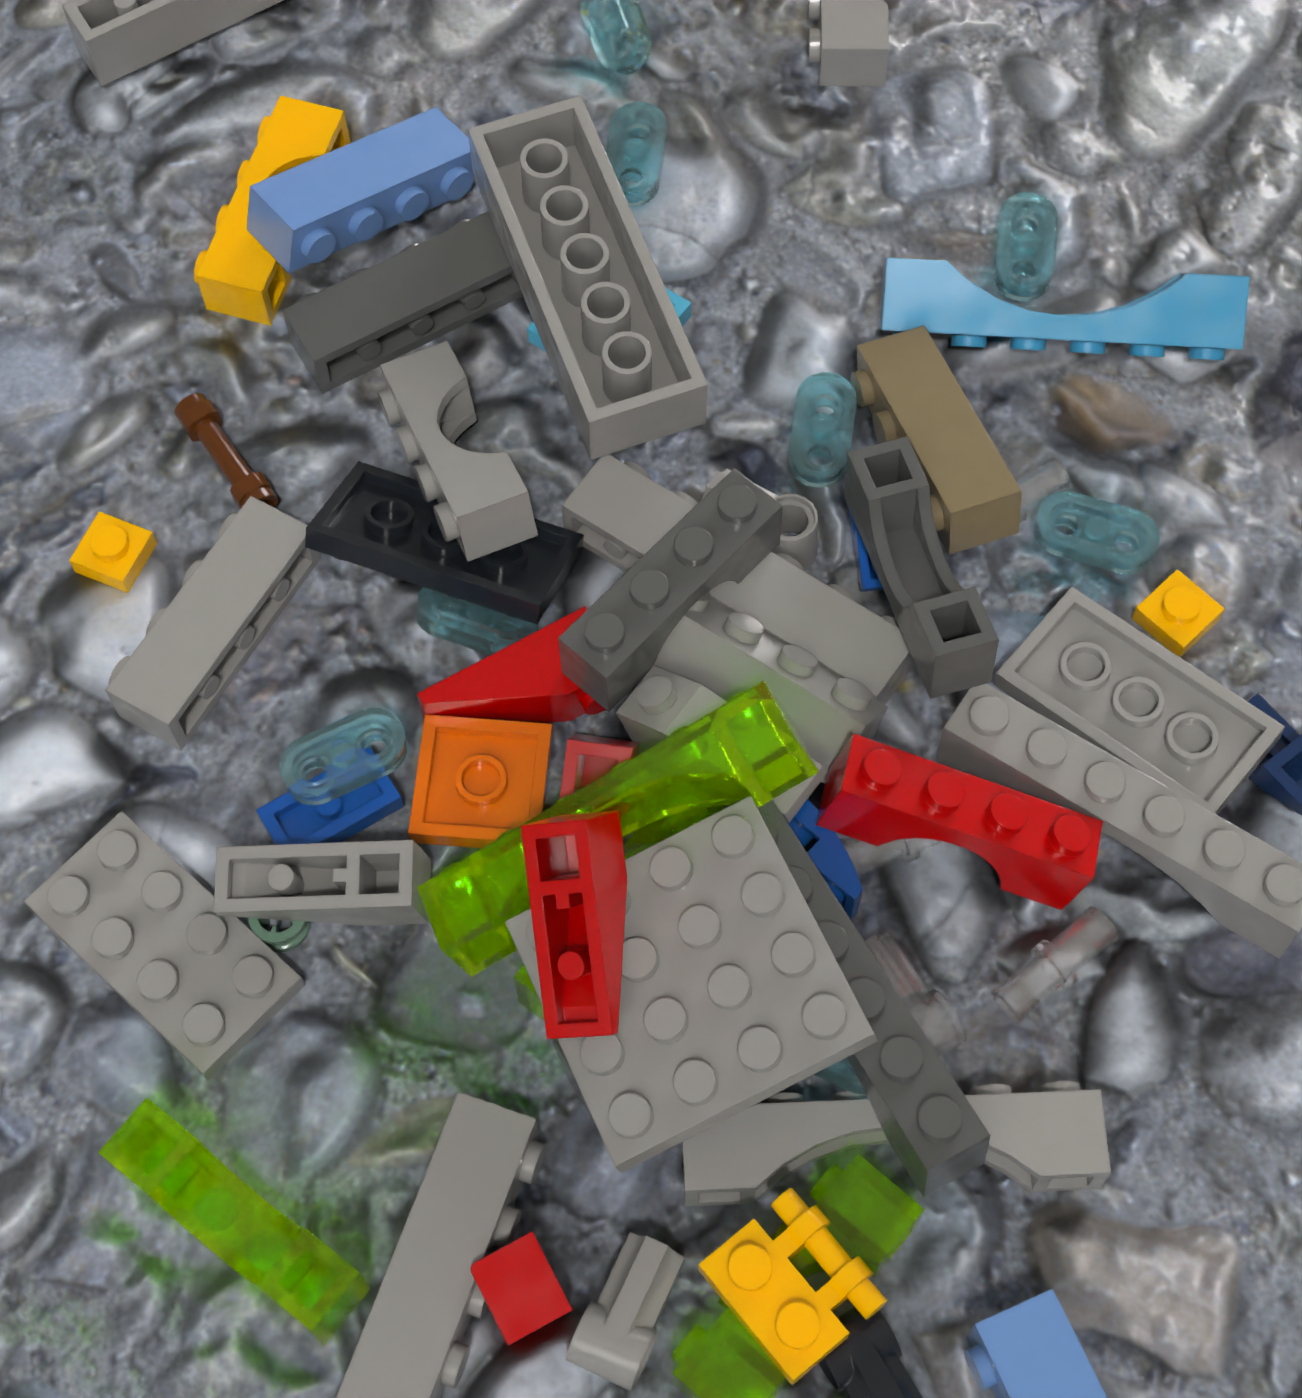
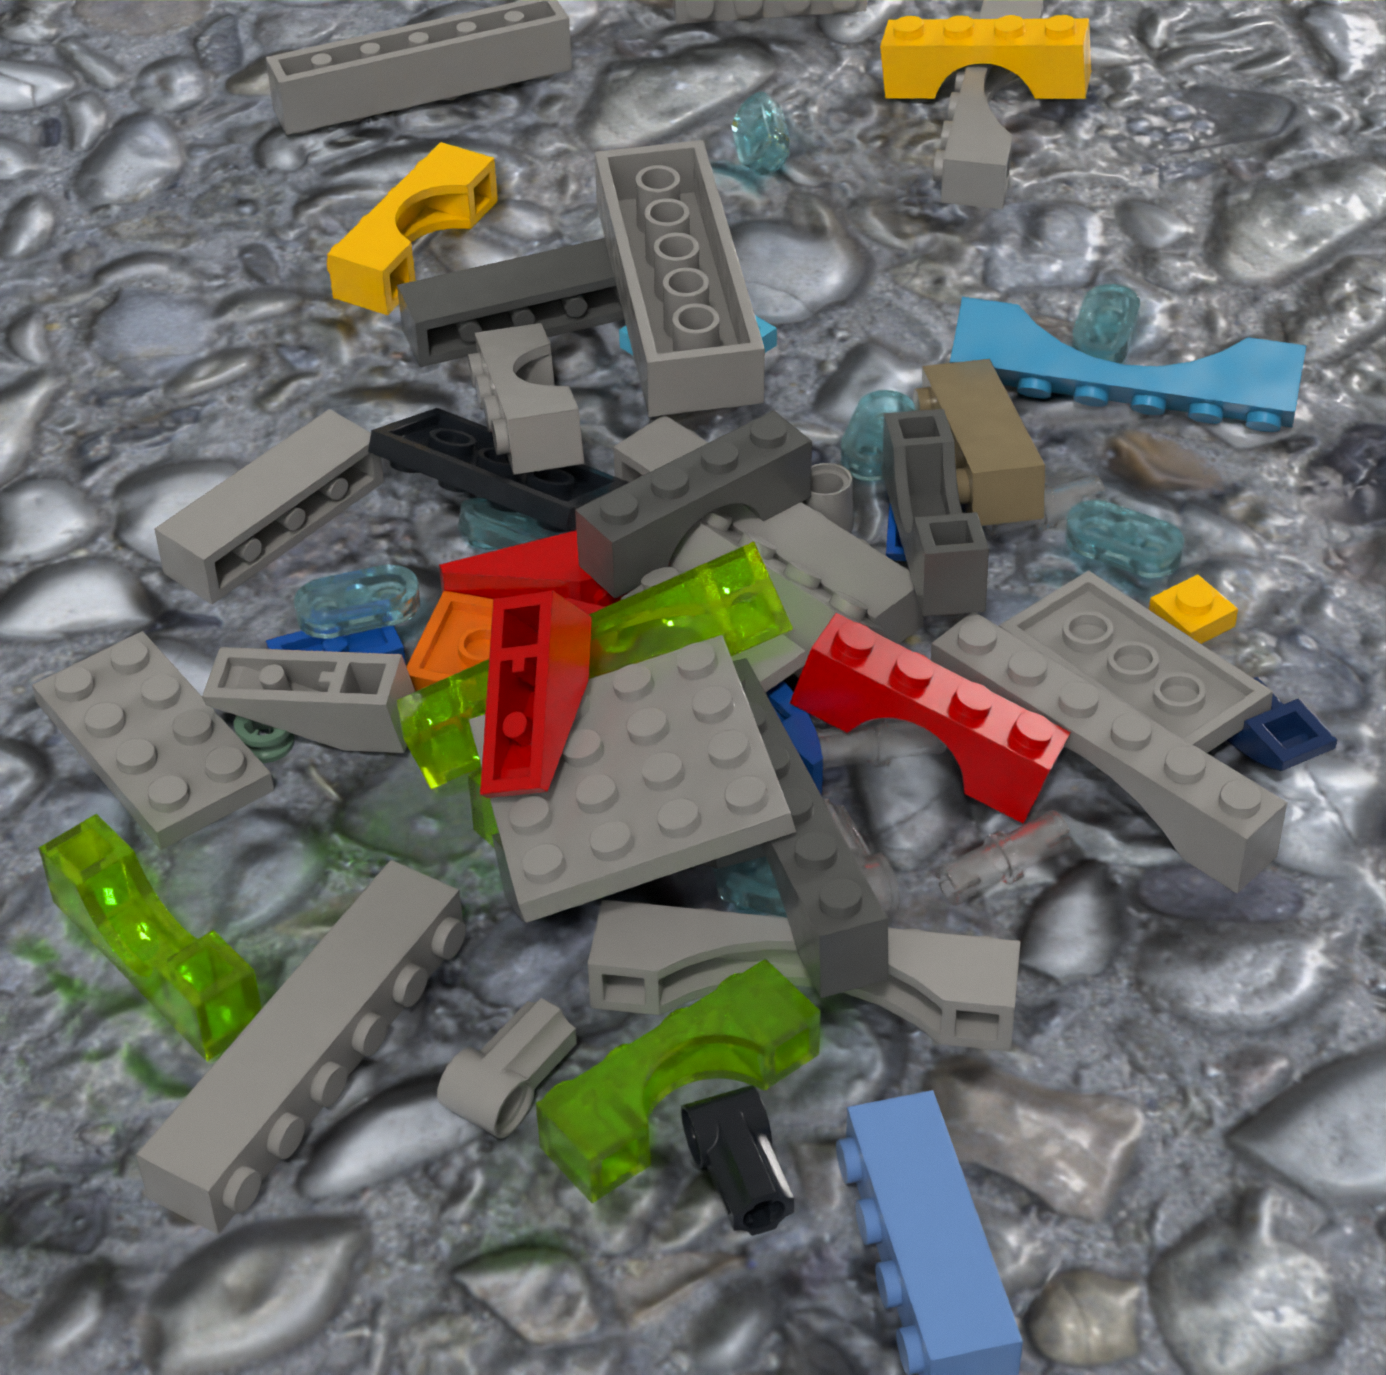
camera: 10 degrees right, 20 degrees down
(113, 552) = (194, 452): yellow plate -> none
(203, 424) = (305, 371): reddish brown bar -> none
(360, 189) = (492, 211): medium blue brick -> none
(520, 1288) = (407, 1027): red panel -> none
(637, 158) = (757, 222): clear light blue plate -> none
(776, 1301) = (654, 1058): yellow plate -> none

